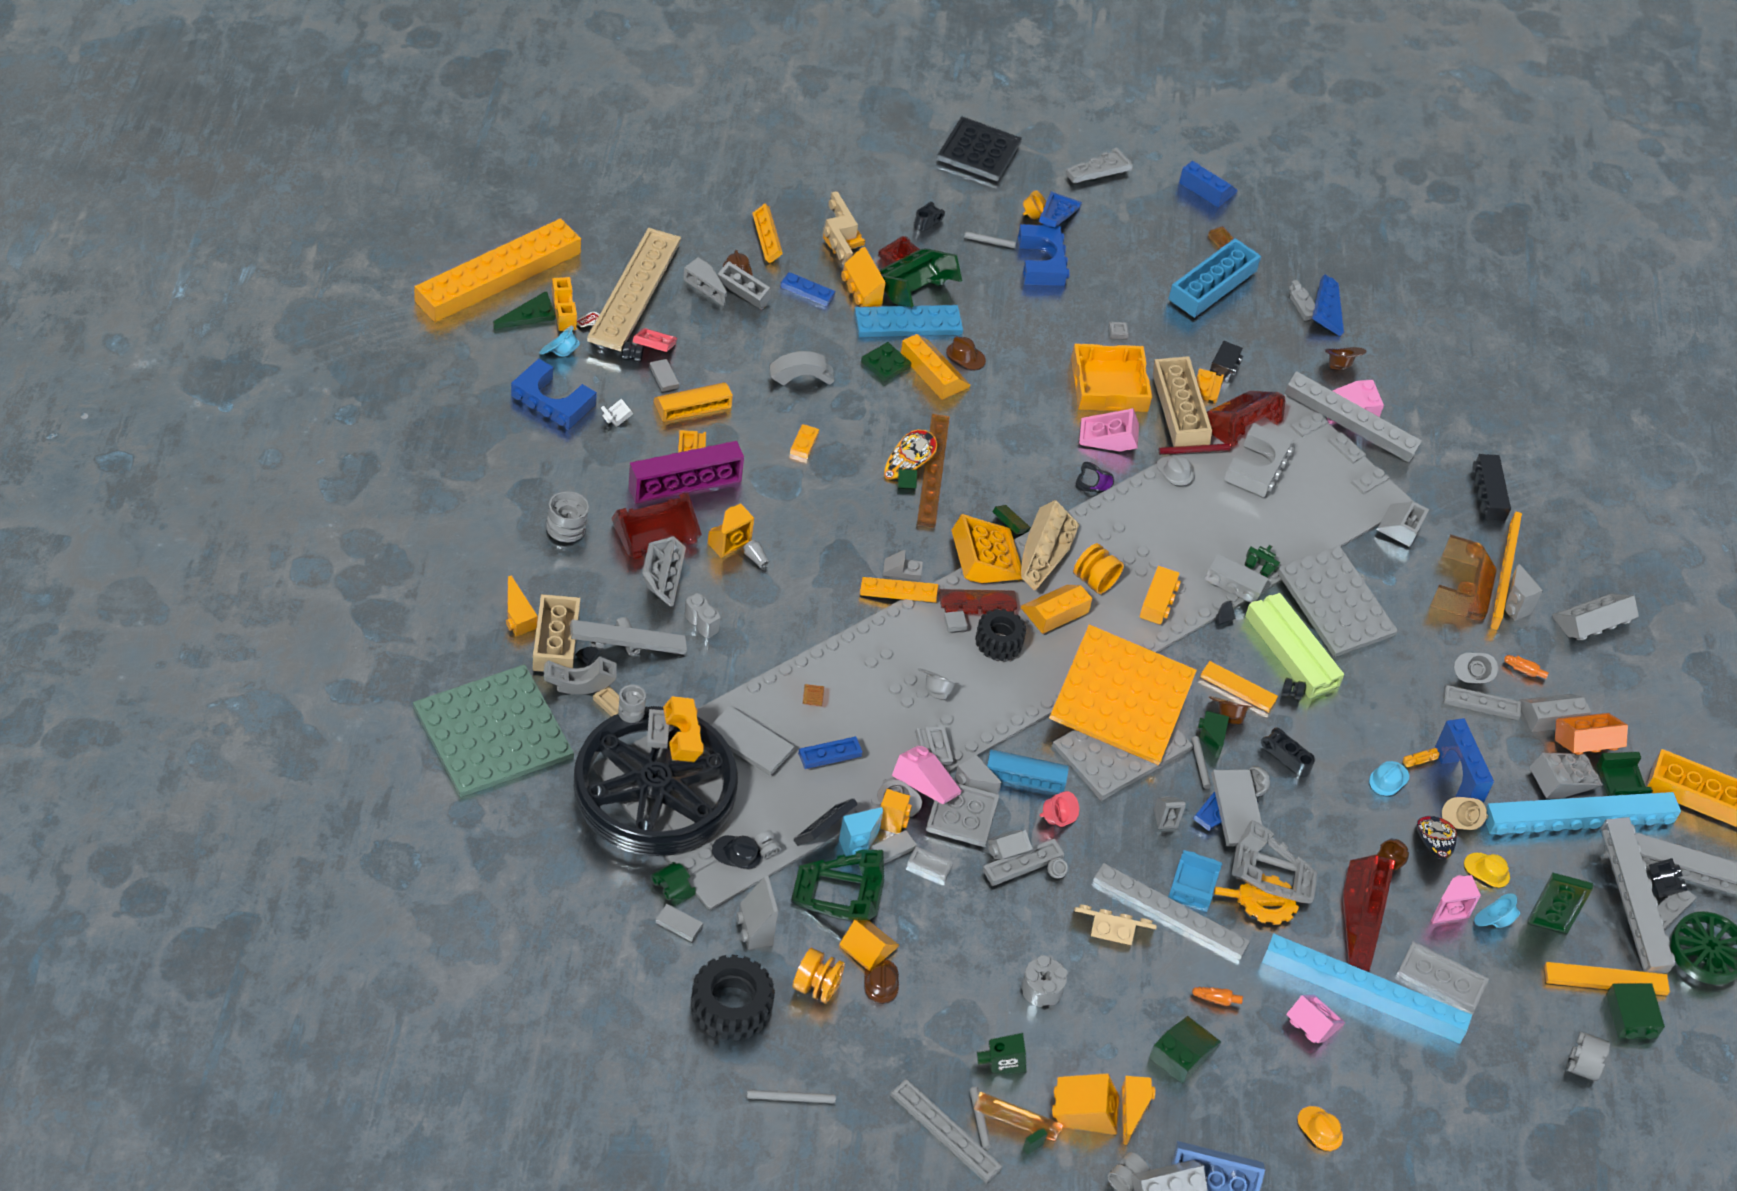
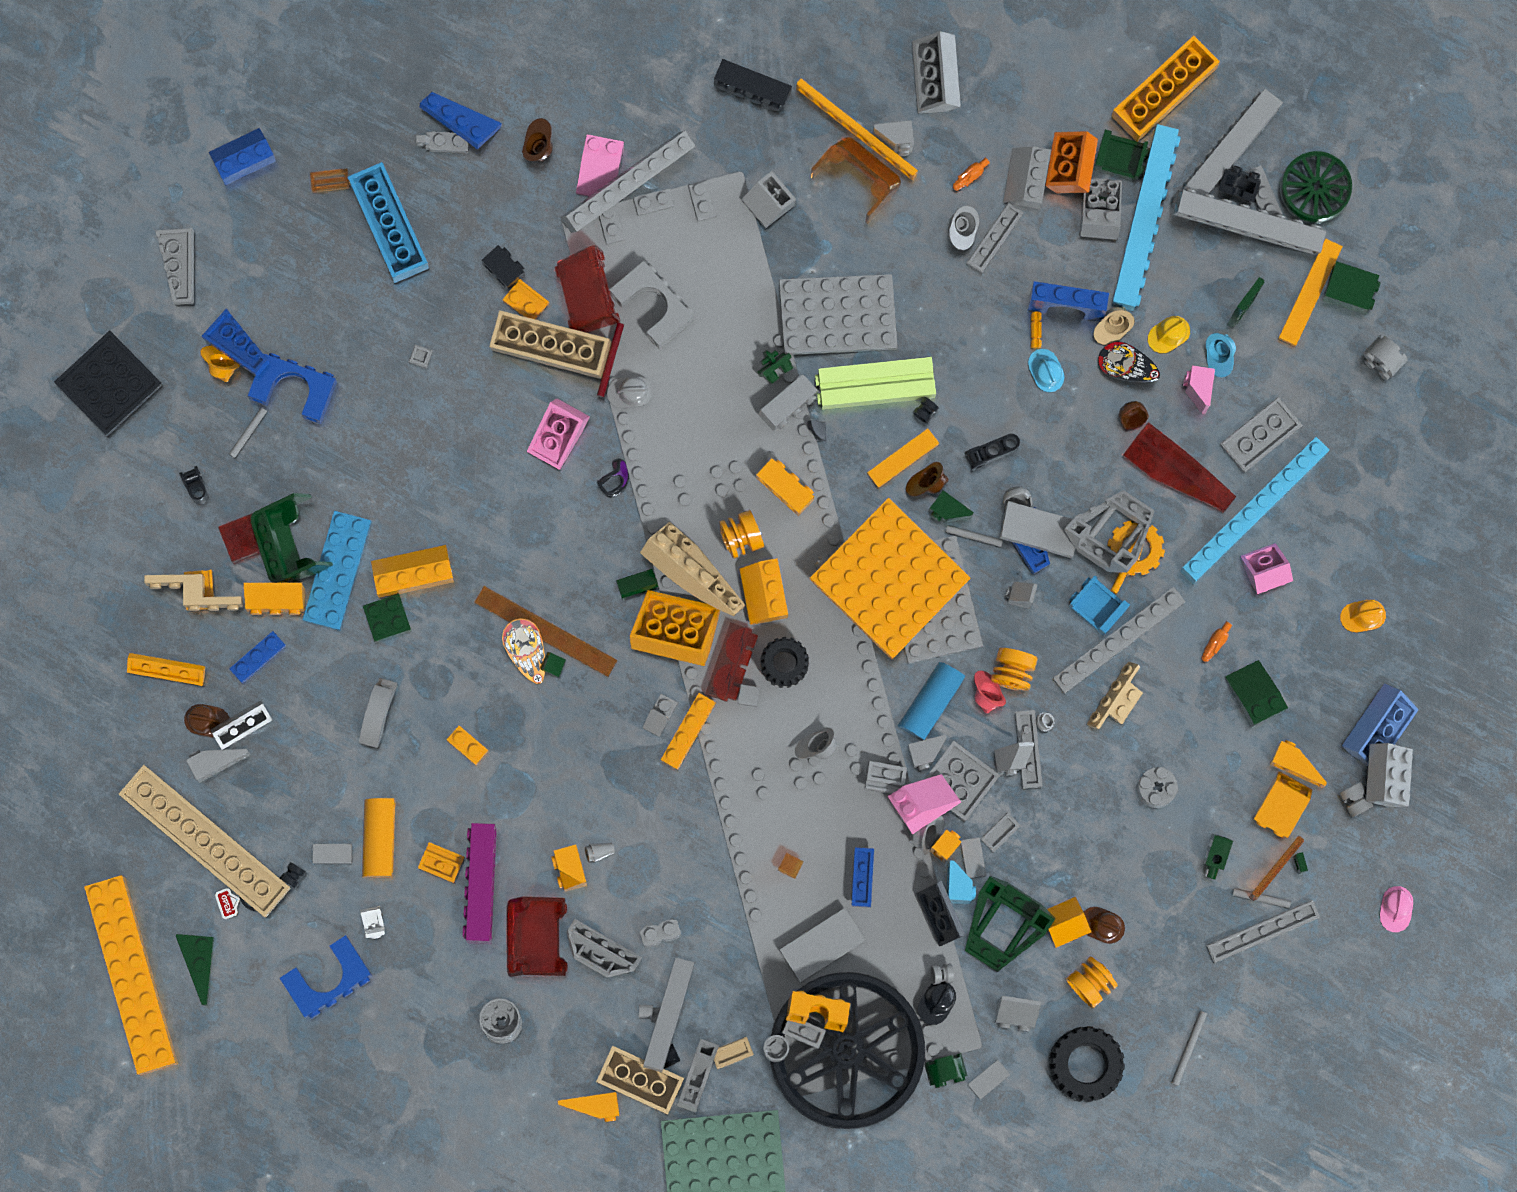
camera: 65 degrees left, 30 degrees up
(563, 304) = (206, 924): light orange arch -> none
(563, 344) = (258, 947): medium azure piece -> none
(655, 339) = (286, 847): coral tile -> none
(965, 353) = (402, 530): reddish brown piece -> none
(1094, 820) = (1013, 673): none -> light orange wheel
(1110, 377) = (488, 398): light orange tile -> none

